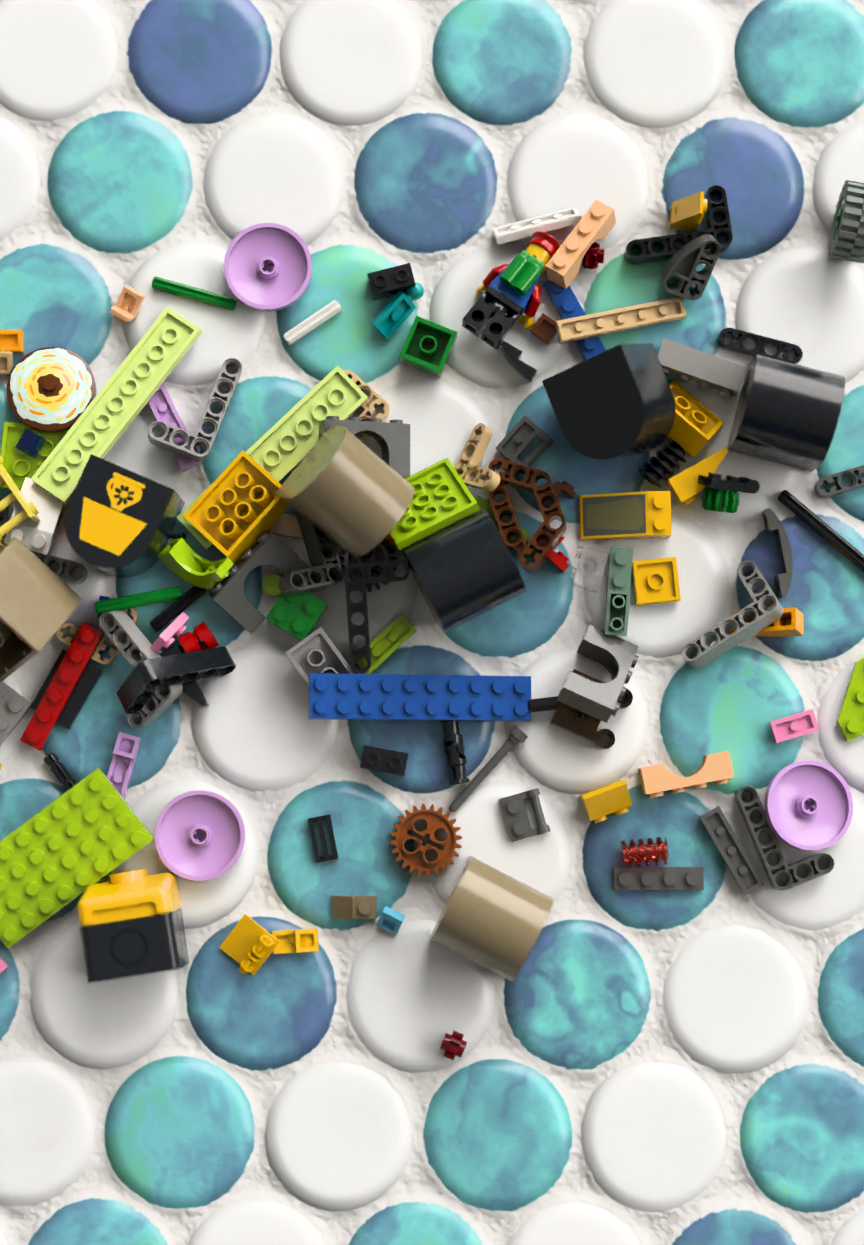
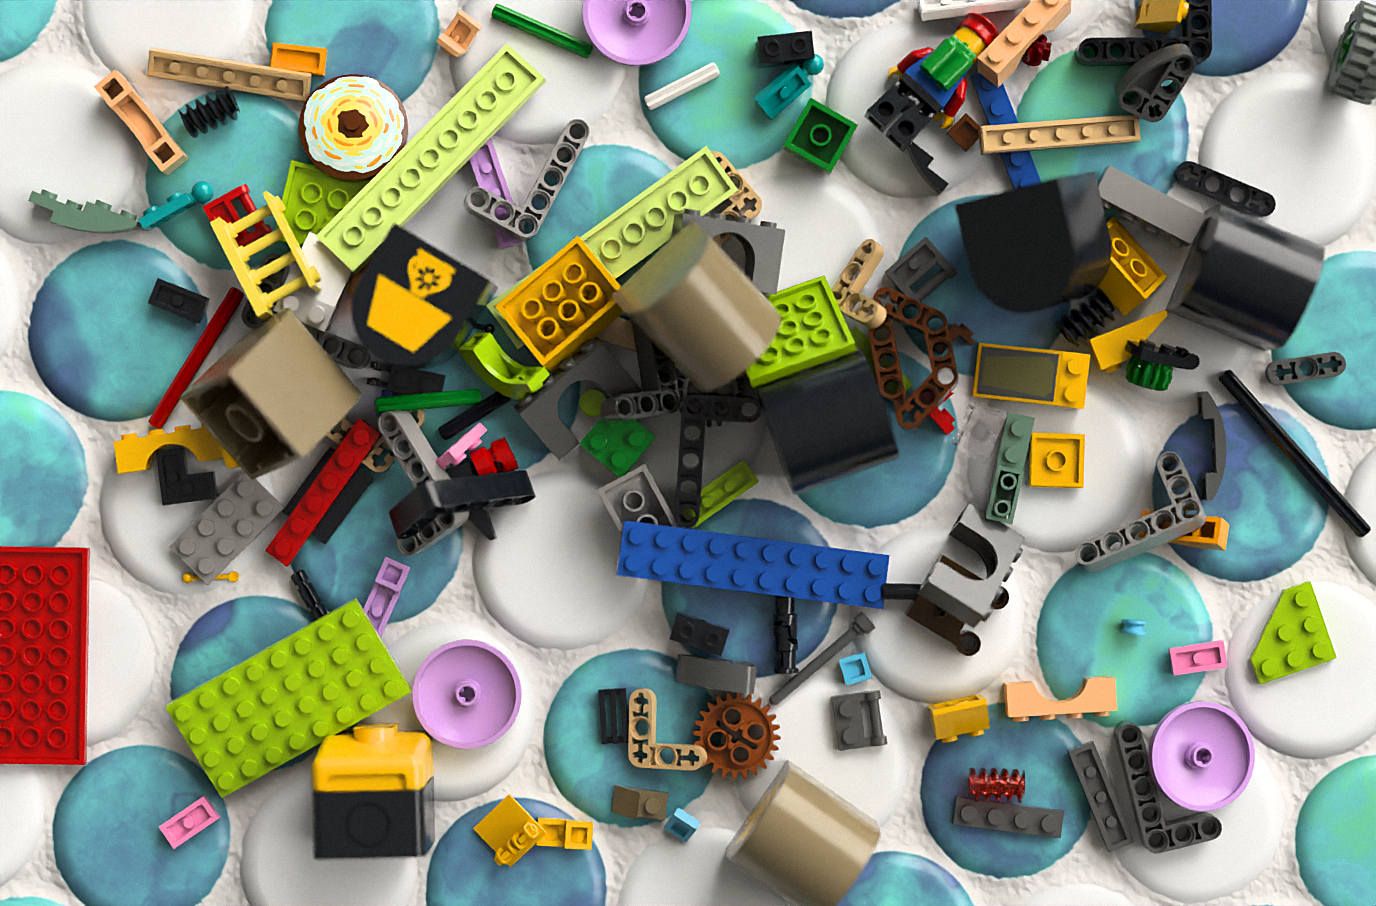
camera: 10 degrees right, 5 degrees up
(30, 443) = (320, 191): clear blue plate -> none
(119, 586) = (408, 380): none -> black hinge
(360, 861) = (652, 748): none -> tan beam
(402, 791) = (716, 673): none -> dark grey beam
(515, 772) = (855, 668): none -> medium azure plate
(738, 707) = (1133, 626): none -> medium azure bush

